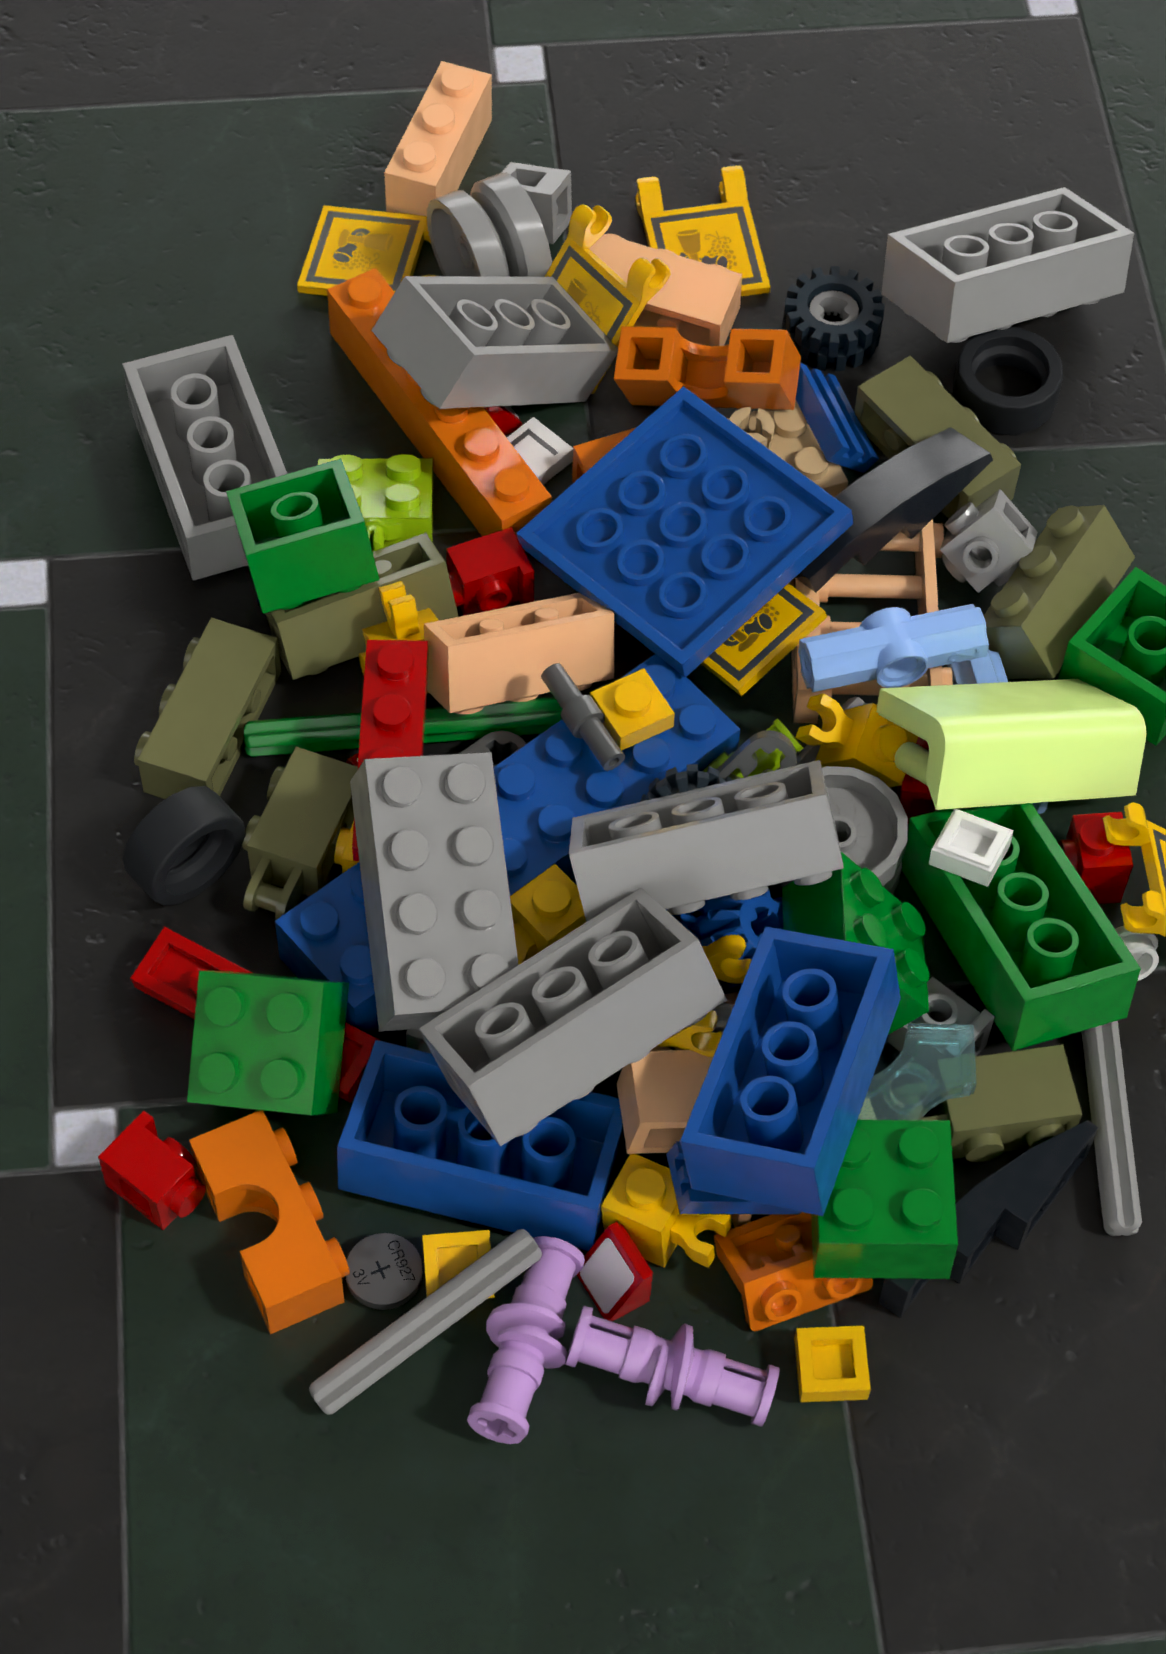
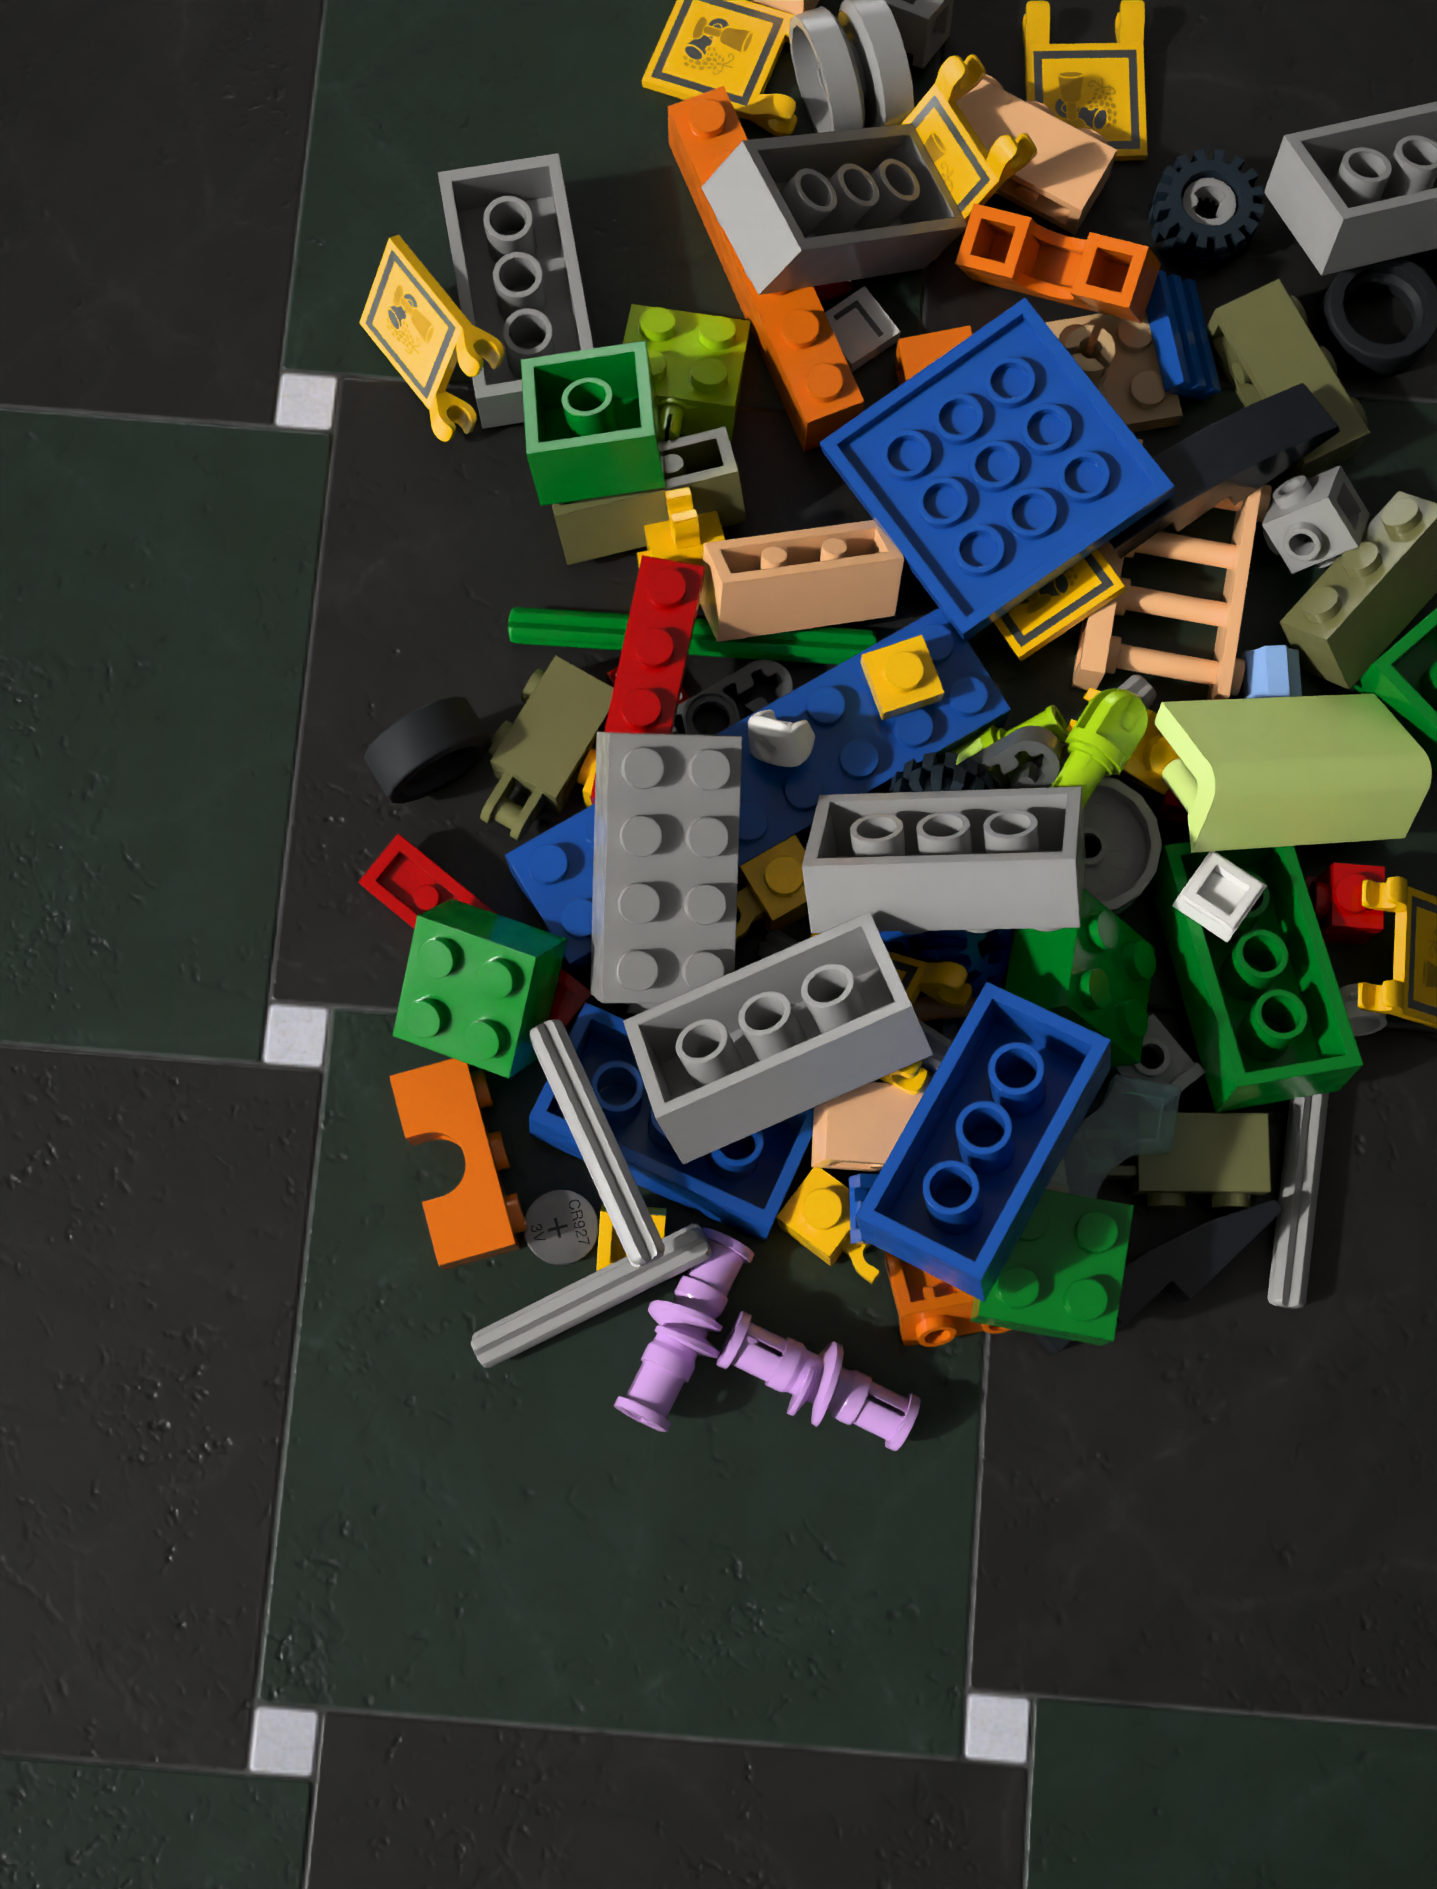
camera: 10 degrees right, 20 degrees up
(121, 496) = (426, 336): none -> yellow flag
(152, 1173) = (353, 1095): red brick -> none
(205, 713) = (472, 593): olive brick -> none
(411, 1155) = (597, 1143): none -> light grey axle
(490, 572) = (785, 473): red brick -> none
(525, 772) = (779, 741): none -> white piece
(582, 716) = (849, 679): dark grey bar -> none
(616, 1274) = (781, 1272): slope -> none
(832, 1364) = (973, 1399): yellow plate -> none
(834, 727) = (1103, 739): none -> lime arm
(893, 647) = (1188, 642): light blue piece -> none

